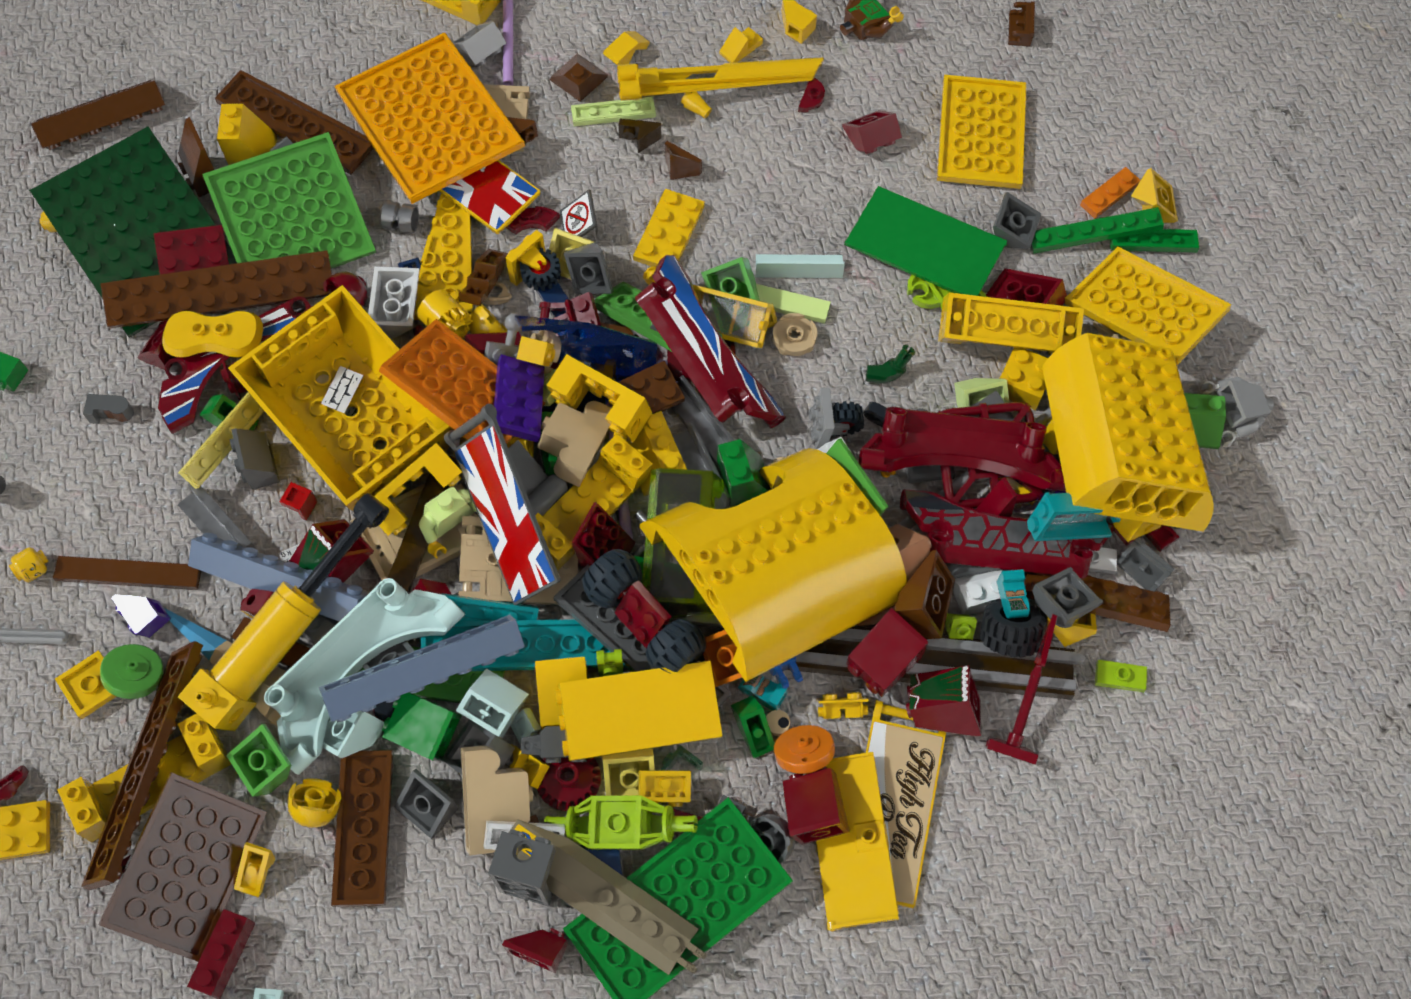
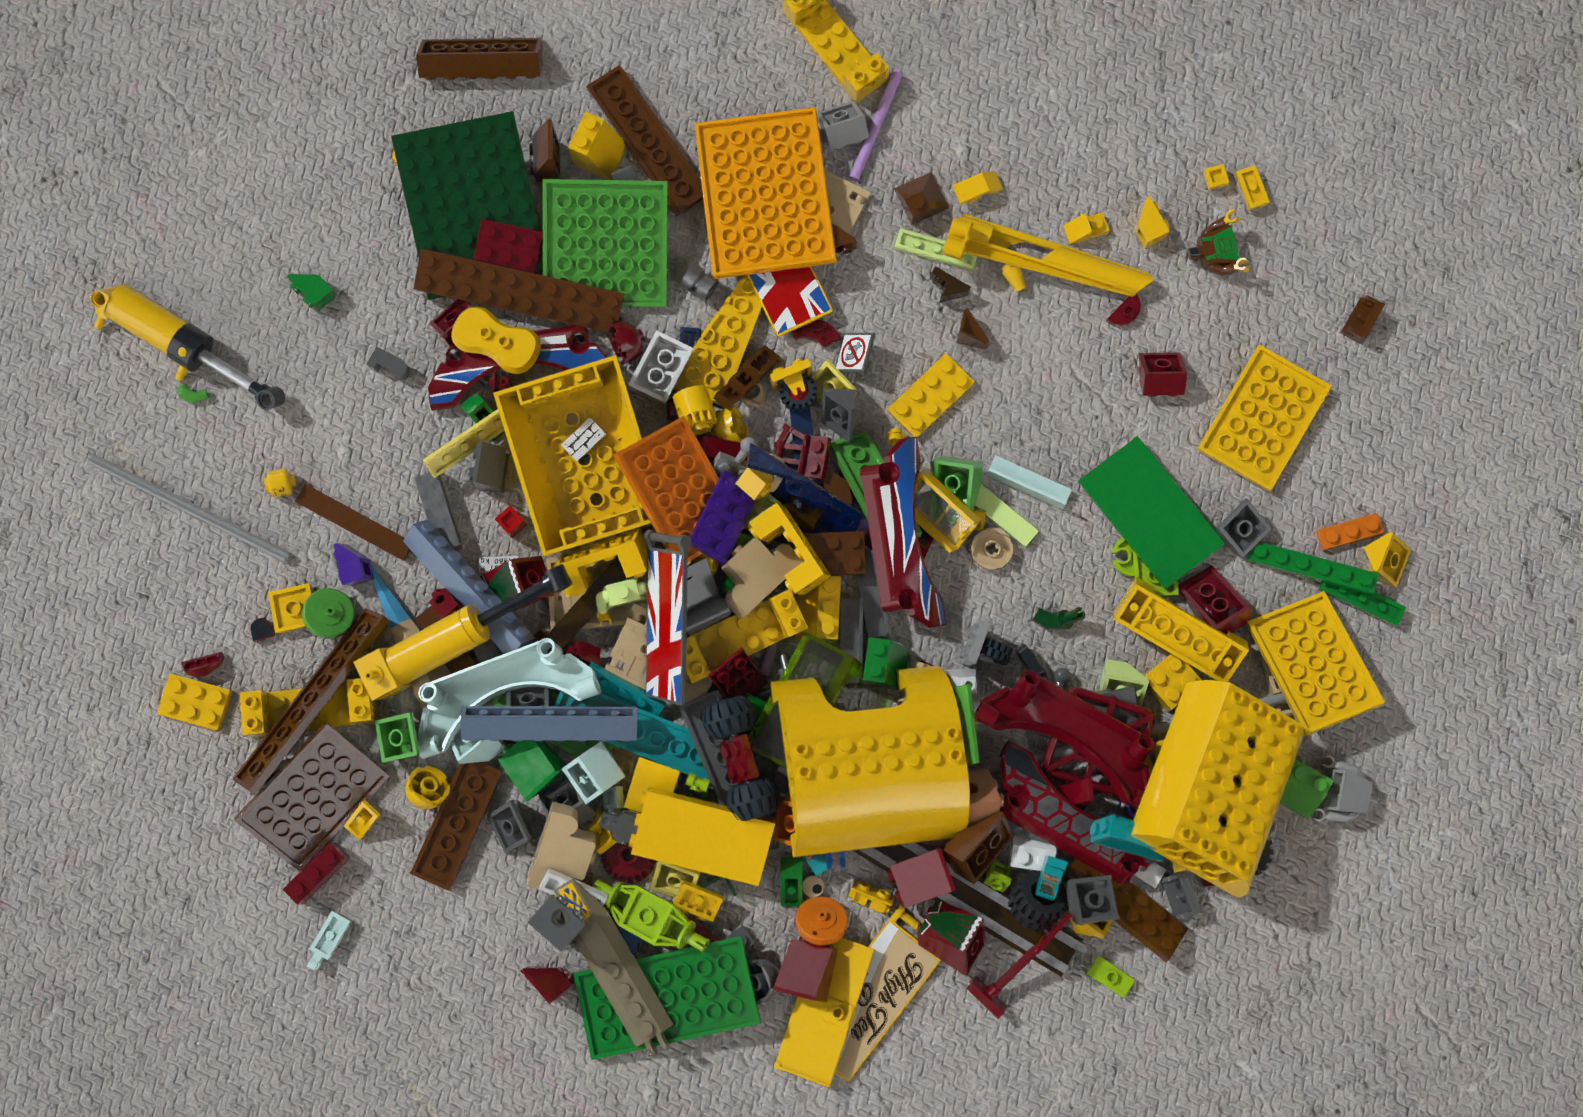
camera: 30 degrees right, 15 degrees up
(61, 723) = (261, 629): none -> black tile

